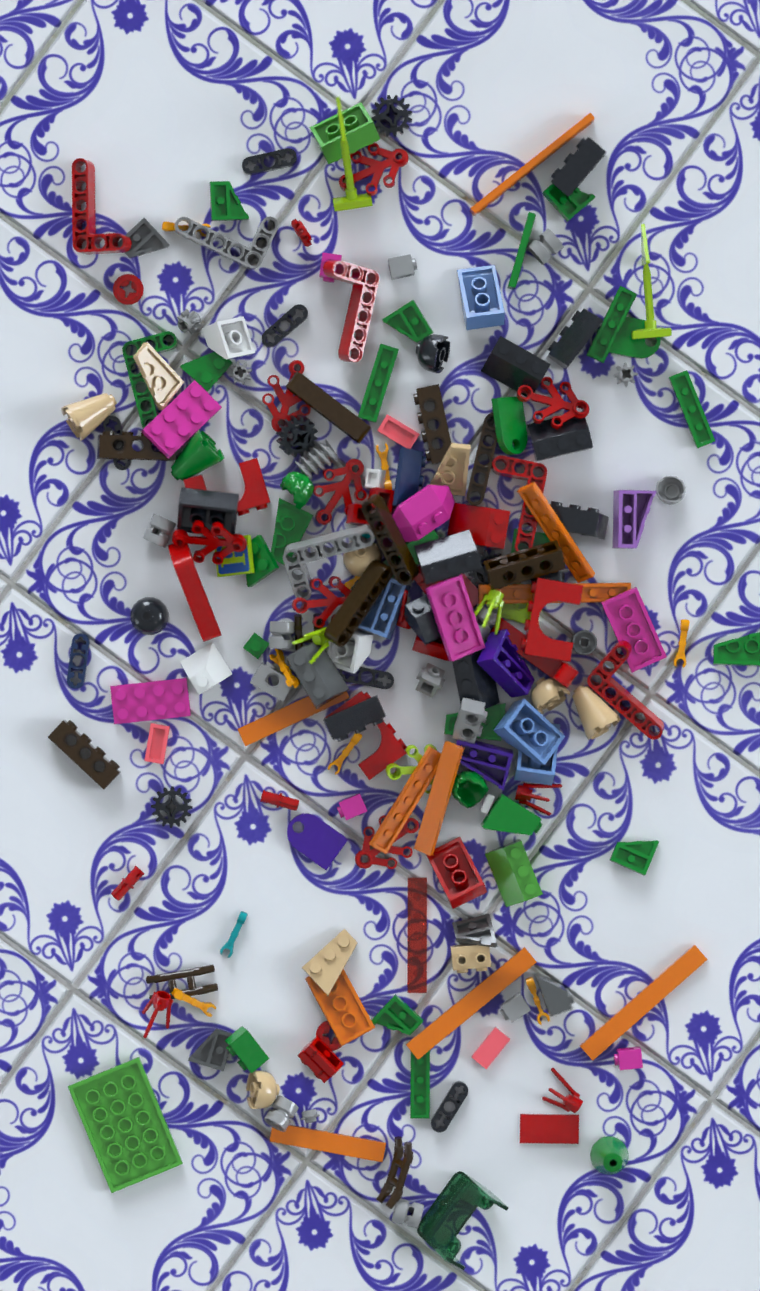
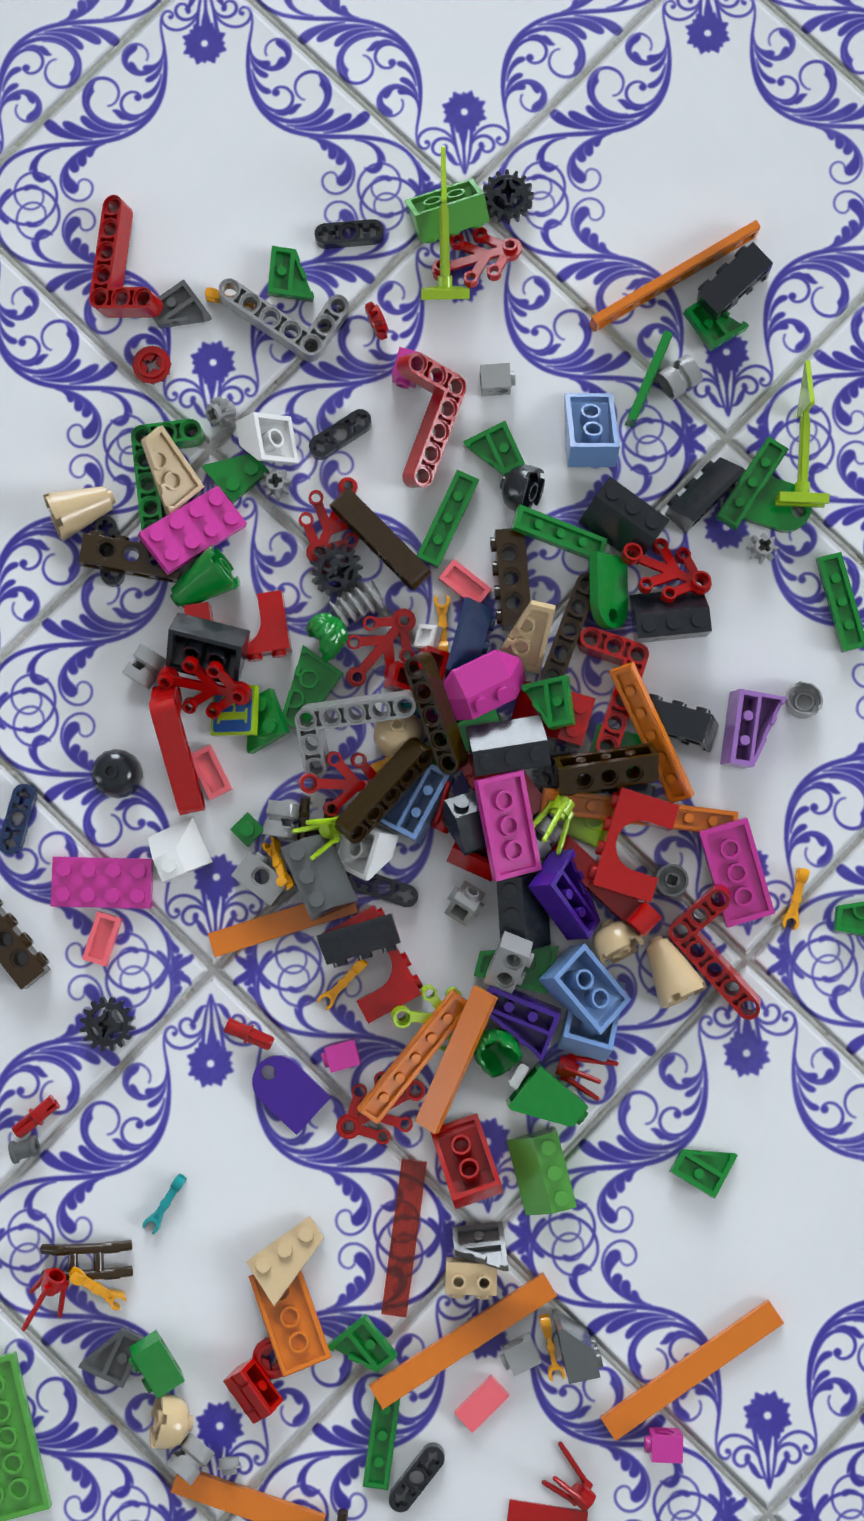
camera: 10 degrees right, 5 degrees down
(123, 908) = (24, 1149): none -> dark grey bush
(221, 605) = (211, 772): none -> coral tile
(465, 385) = (556, 532): none -> green plate
(477, 517) = (552, 700): none -> green wing

